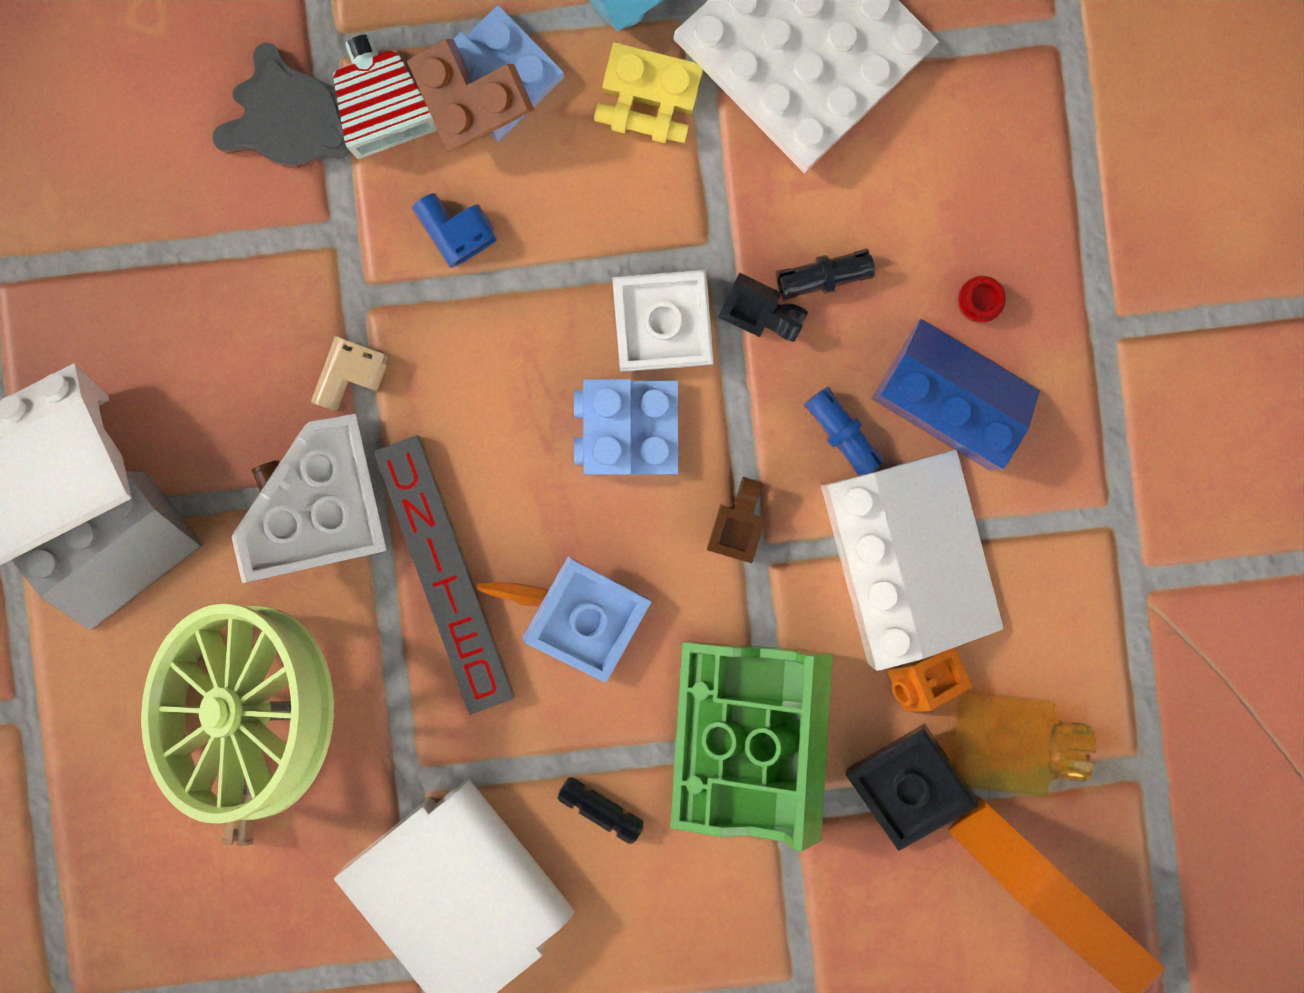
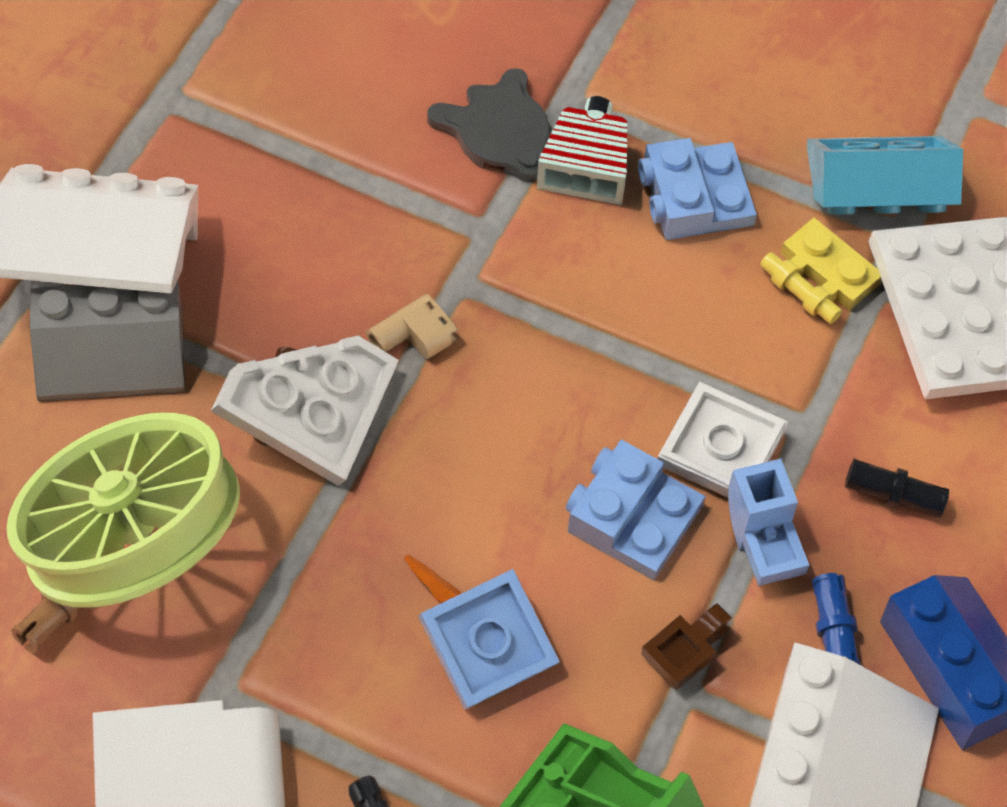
camera: 35 degrees right, 30 degrees down
(444, 574) = (380, 539): dark grey tile -> none
(458, 236) = (585, 279): blue piece -> none
(463, 107) = (658, 185): dark orange plate -> none
(744, 384) = (762, 523): none -> light blue brick
(755, 306) = (815, 479): black plate -> none

